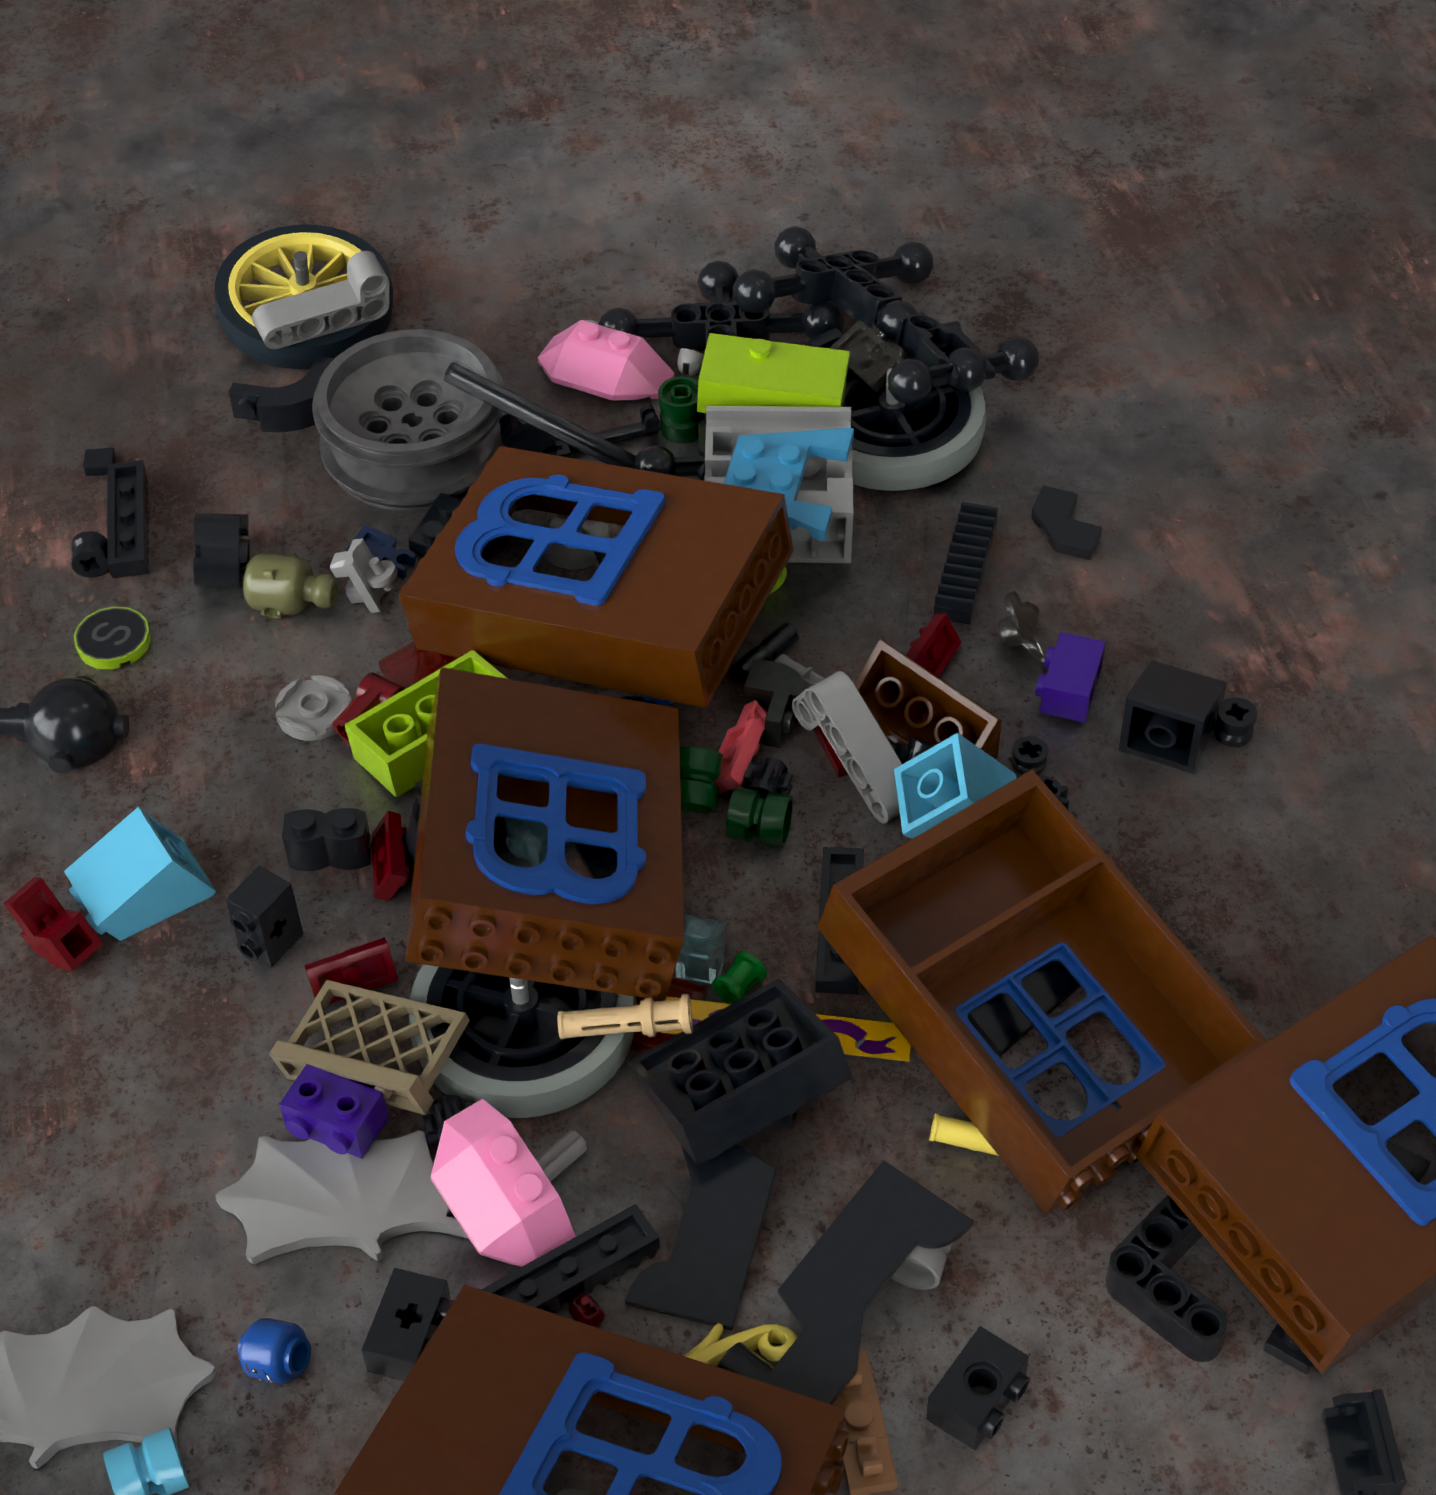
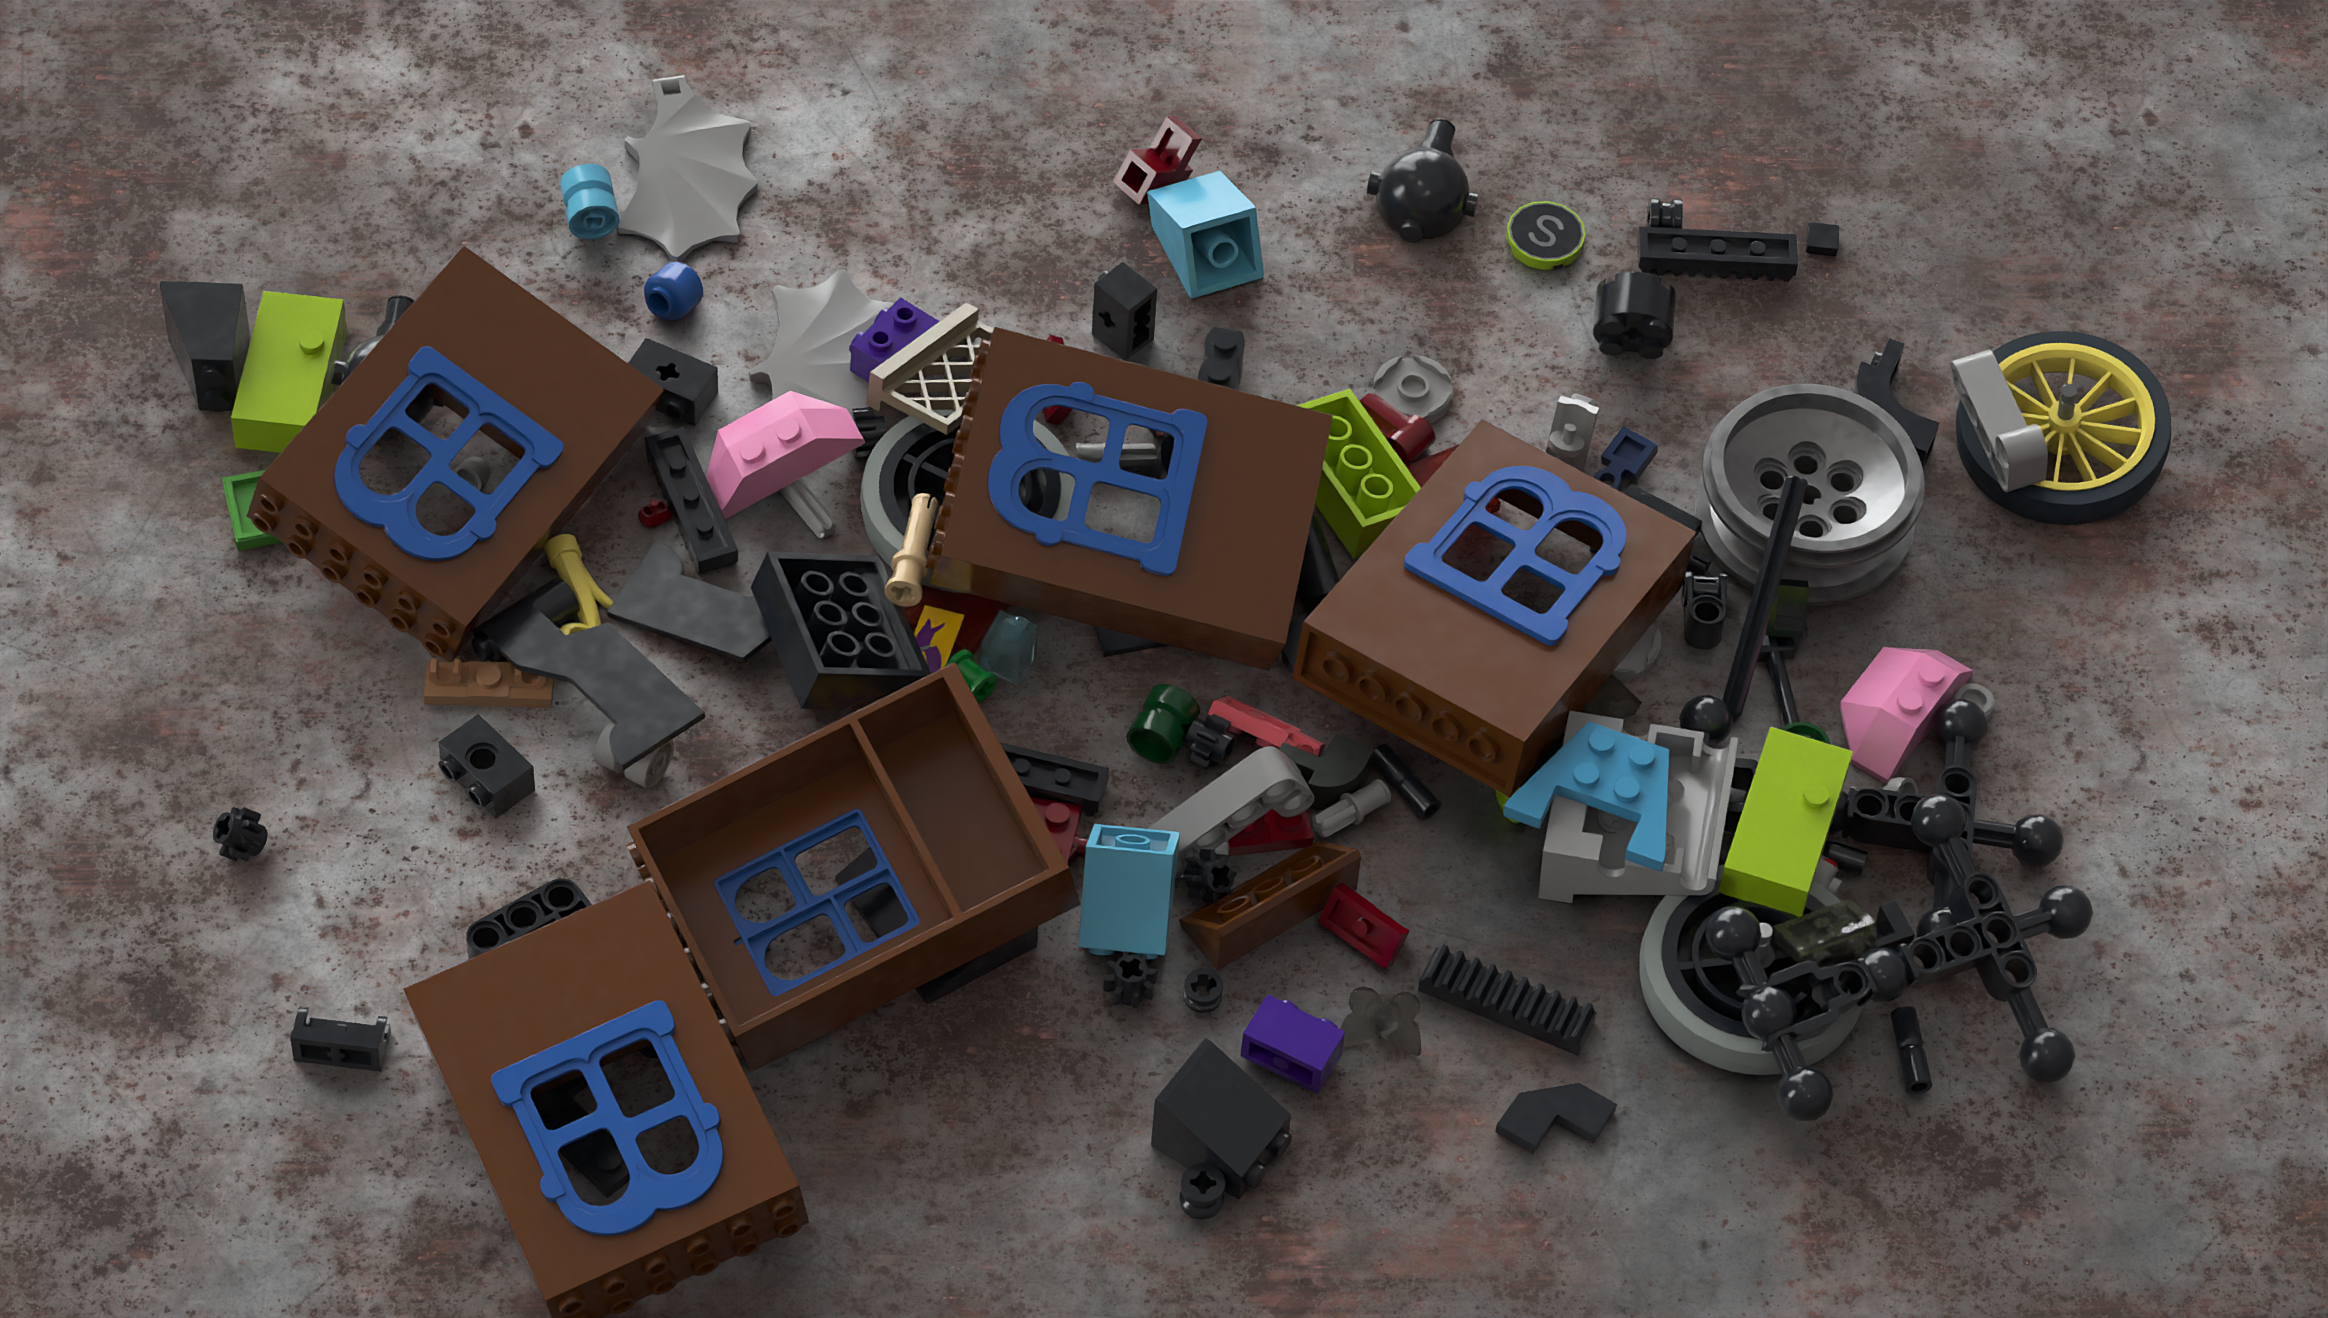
camera: 95 degrees right, 5 degrees up
(286, 585) = (1582, 365): olive piece -> none
(697, 772) = (1217, 669): dark green wheel -> none

